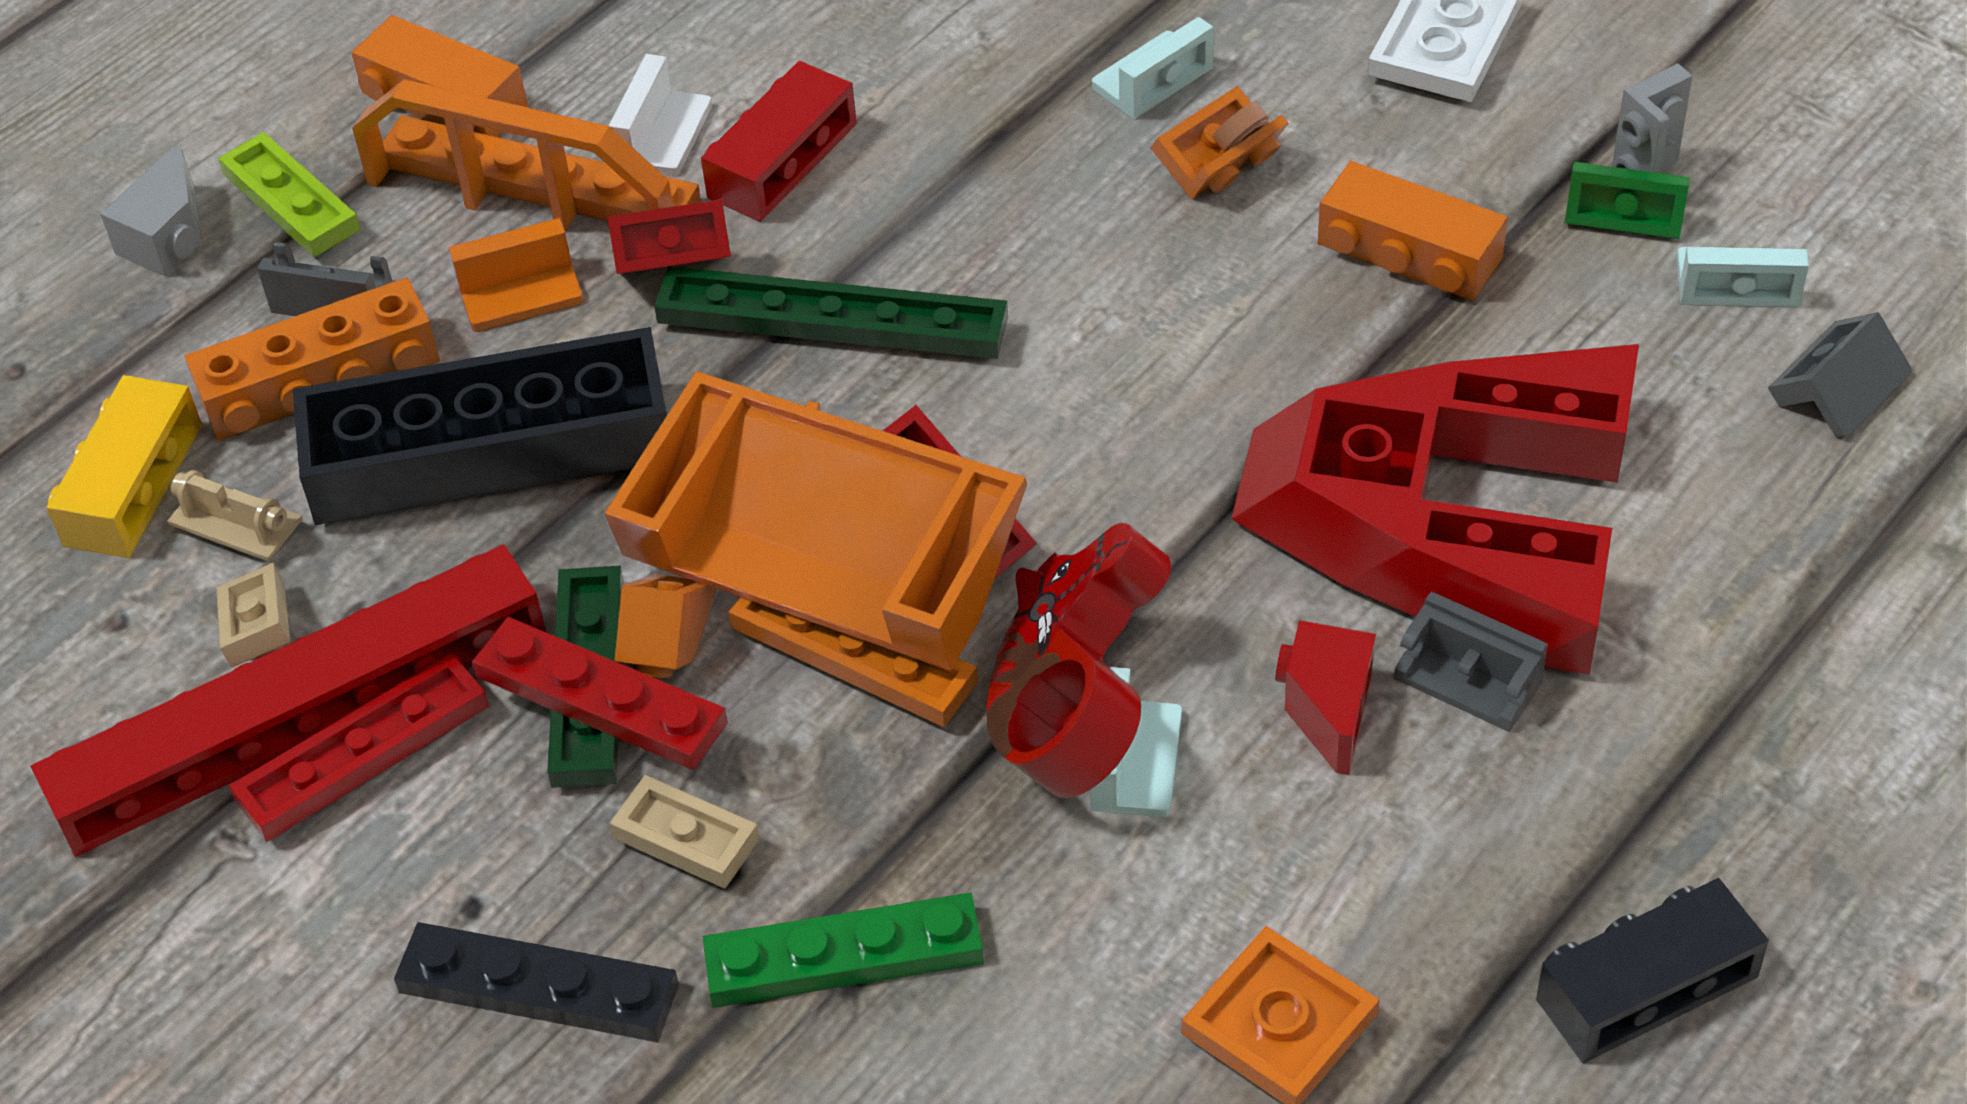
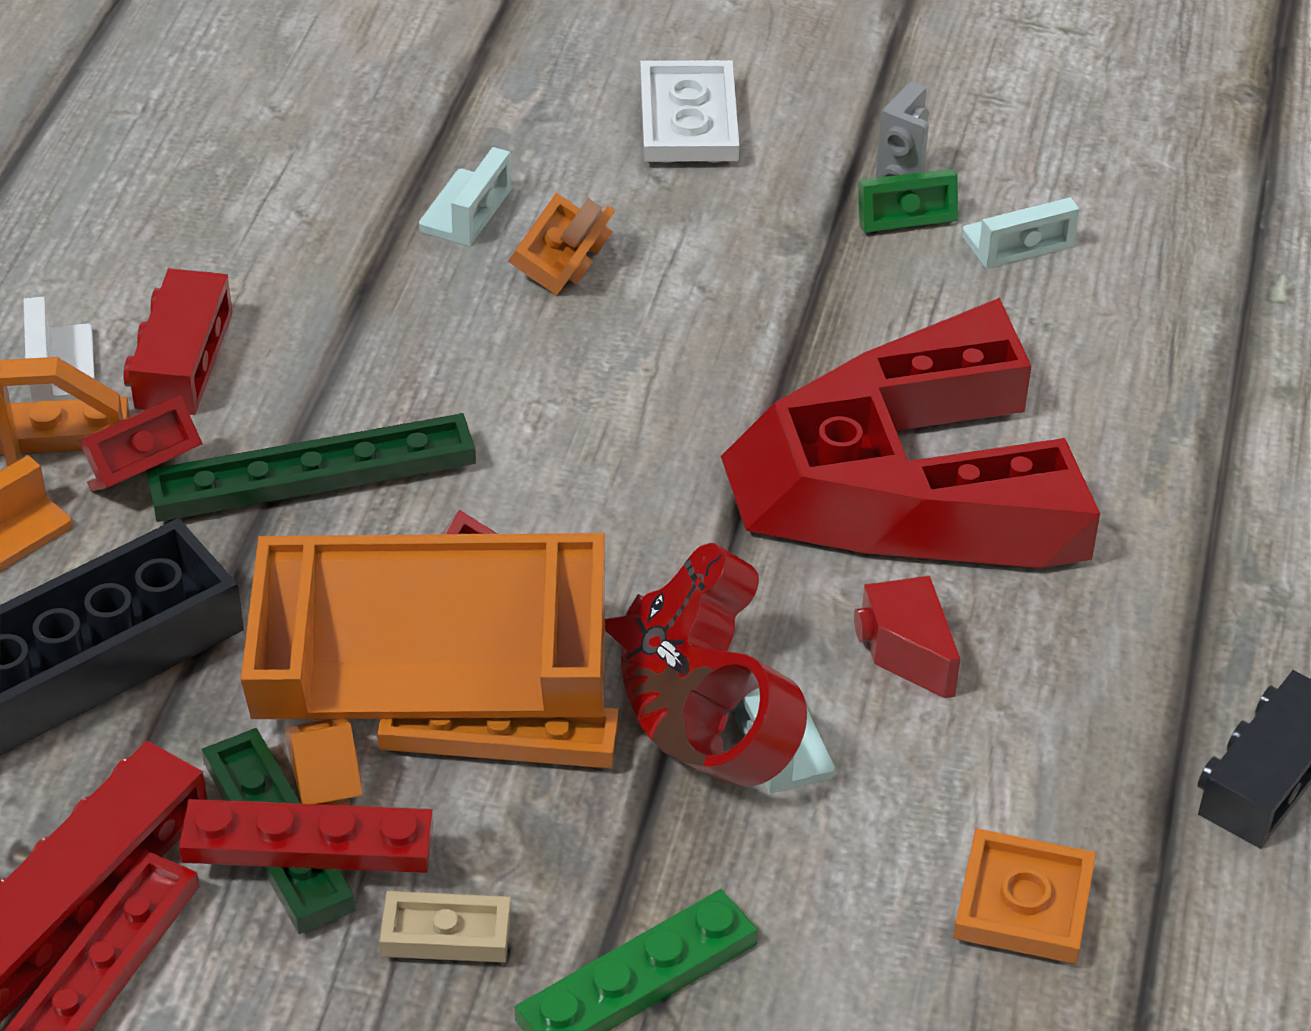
camera: 30 degrees left, 5 degrees down
(1412, 230) = (757, 267): orange brick -> none
(1471, 661) = (1003, 576): dark grey hinge -> none
(1845, 372) = (1140, 276): dark grey panel -> none

